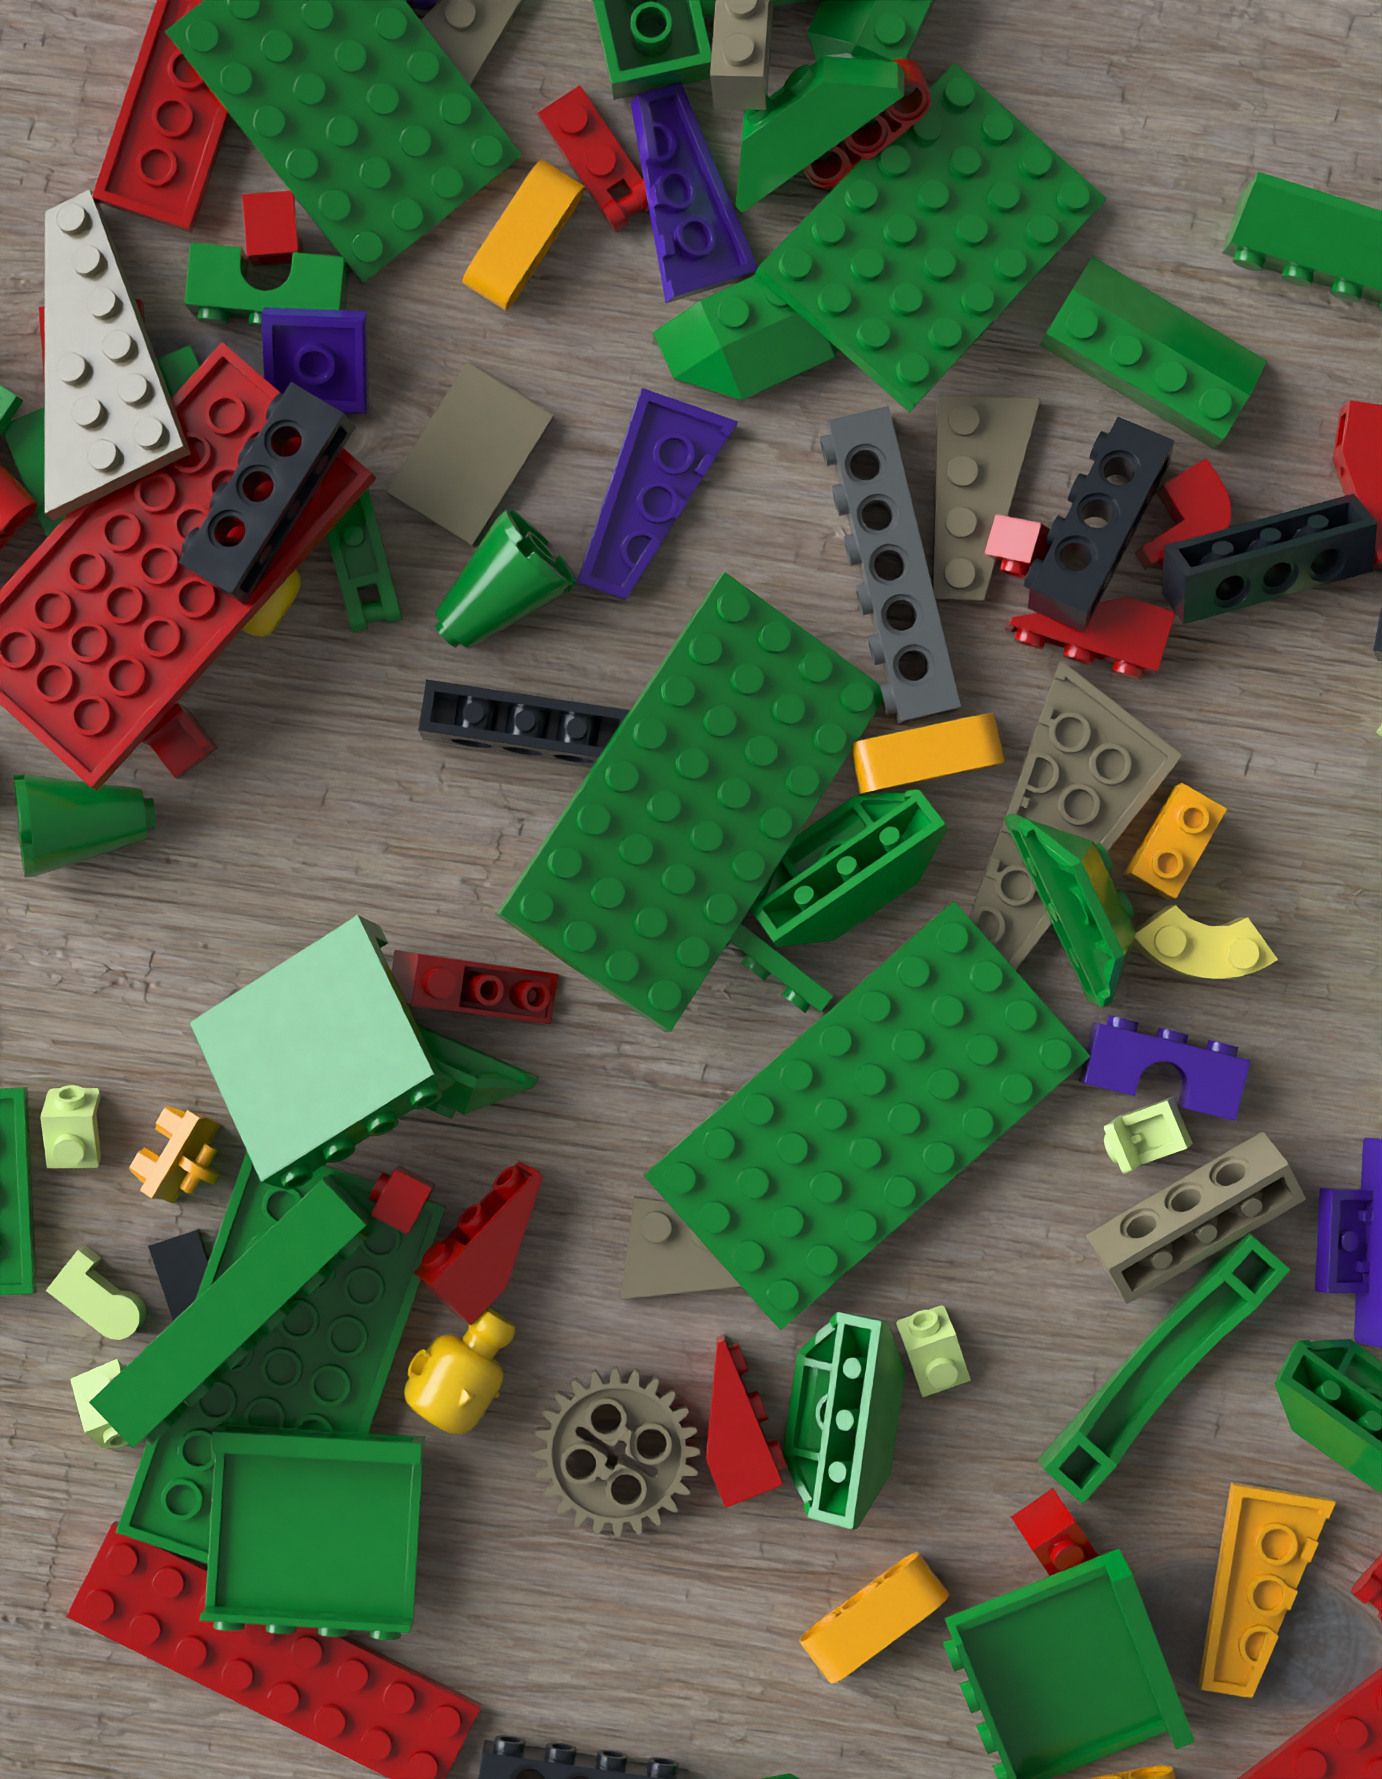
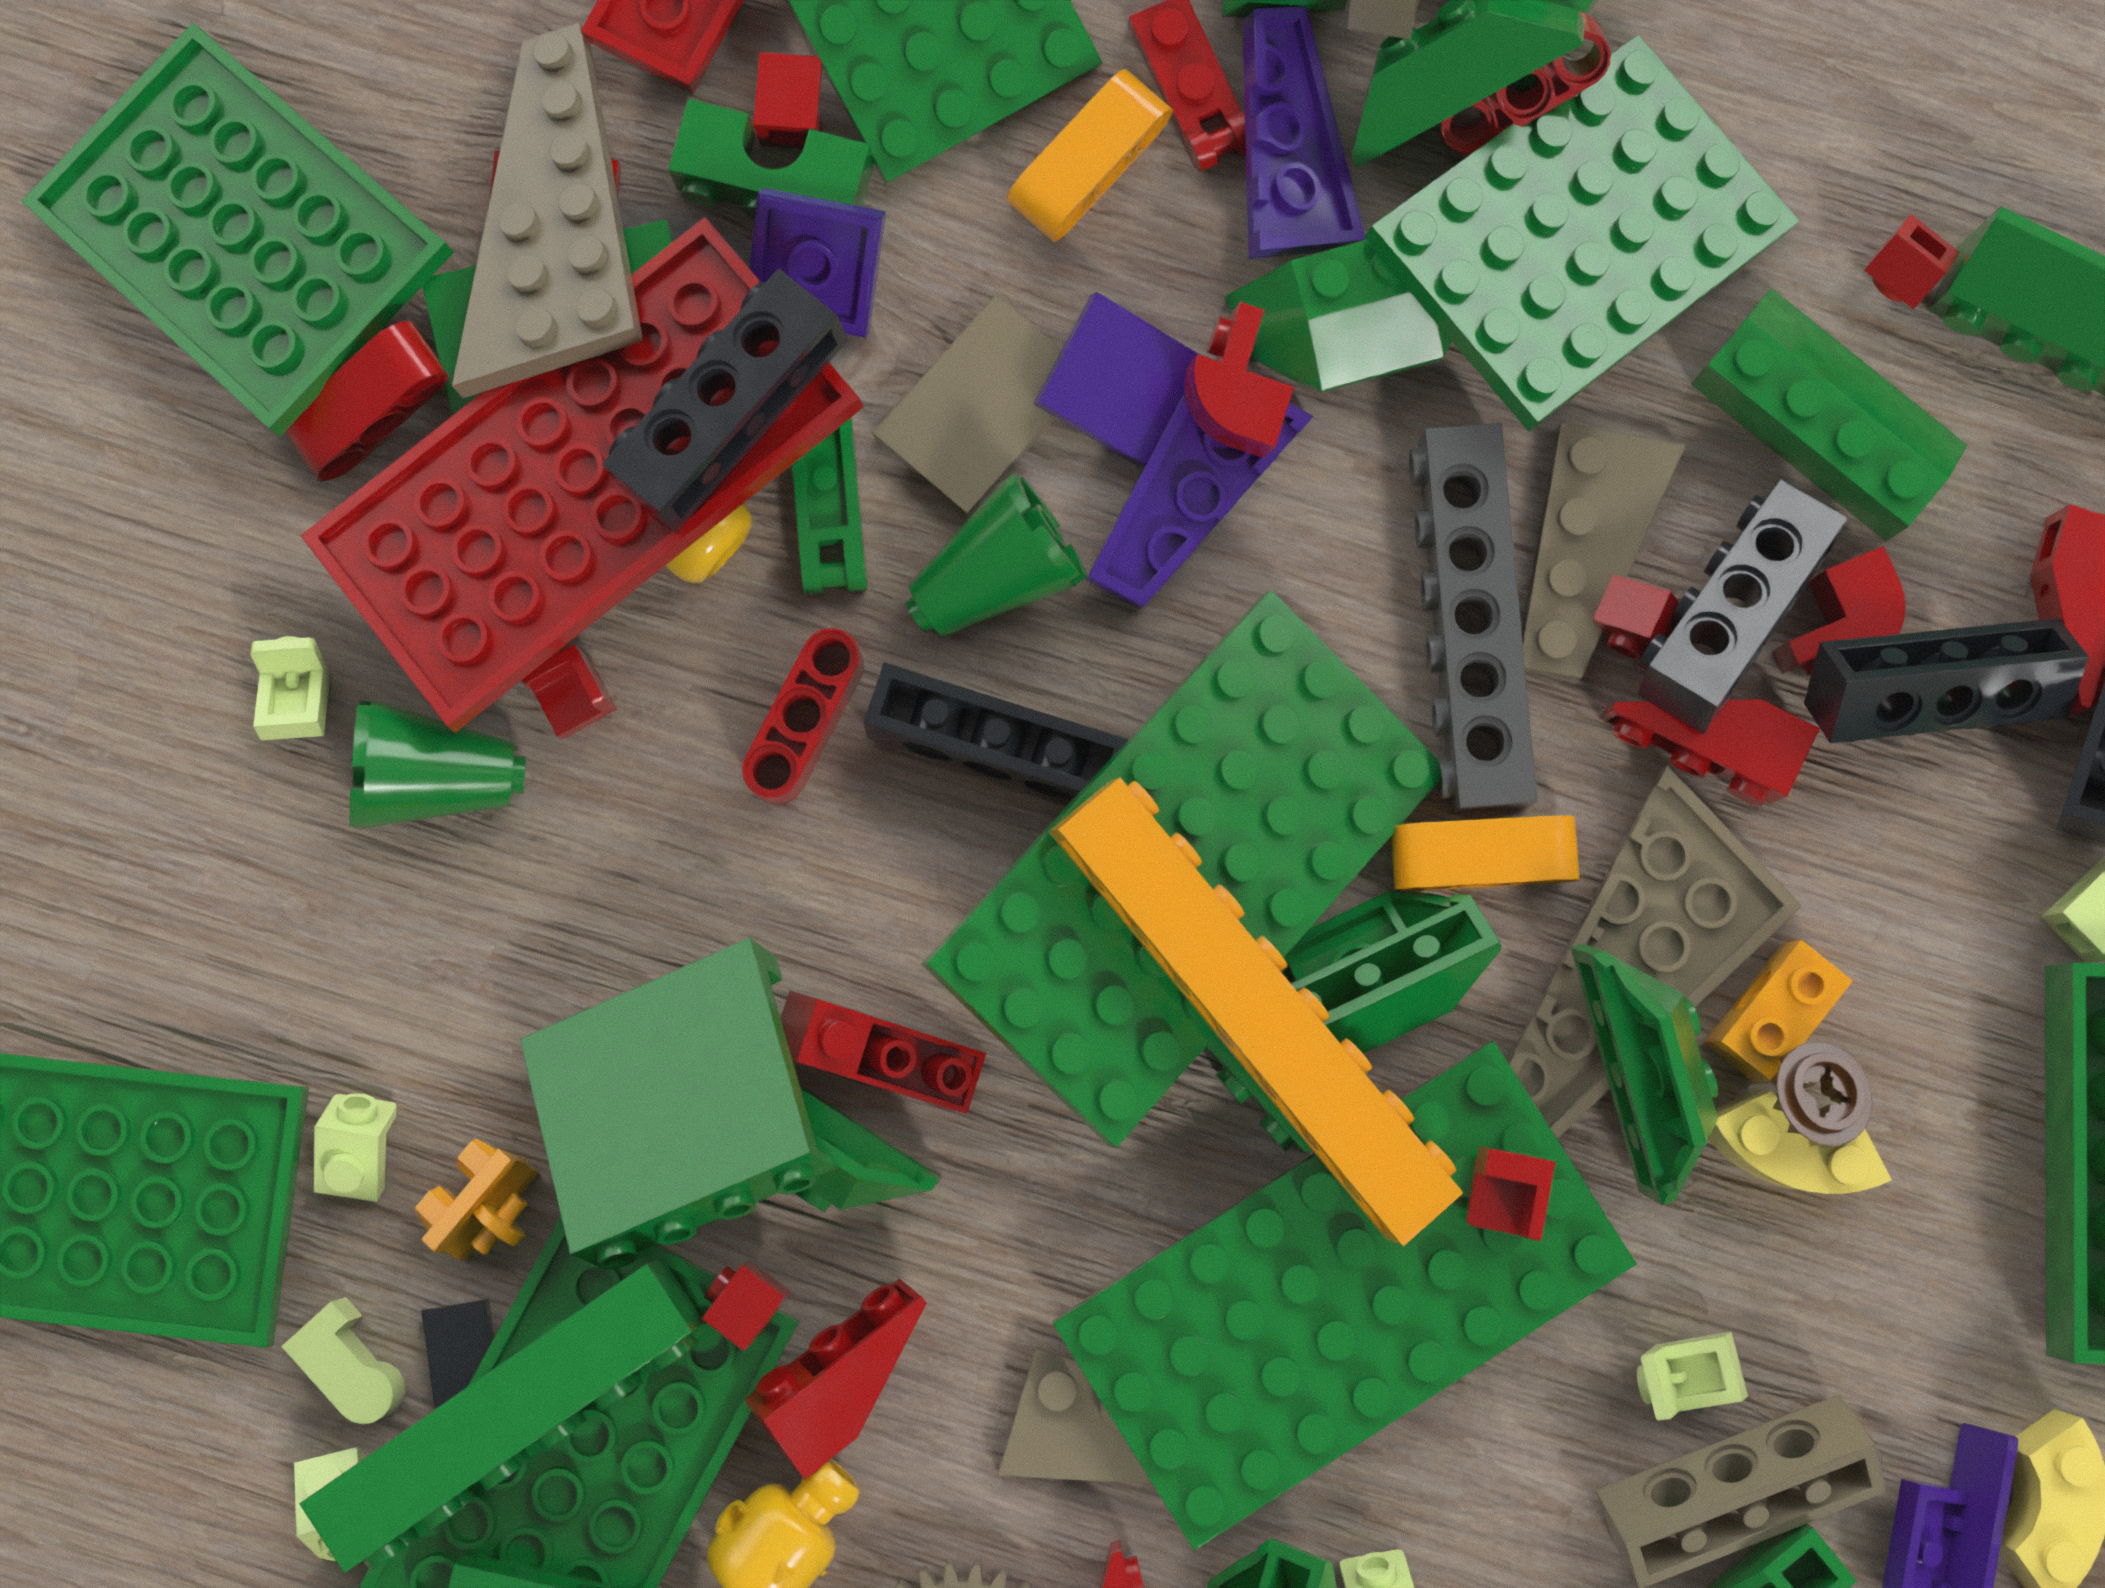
camera: 15 degrees right, 5 degrees down
(365, 705) = (803, 685): none -> red beam
(576, 417) = (1116, 379): none -> dark purple tile
(670, 424) = (1229, 401): none -> red brick
(761, 908) = (1257, 1011): none -> light orange brick
(981, 1017) = (1510, 1192): none -> red panel
(1200, 219) = (1911, 262): none -> red plate
(1209, 1076) = (1779, 1316): dark purple arch -> none
(1227, 888) = (1840, 1080): none -> gear

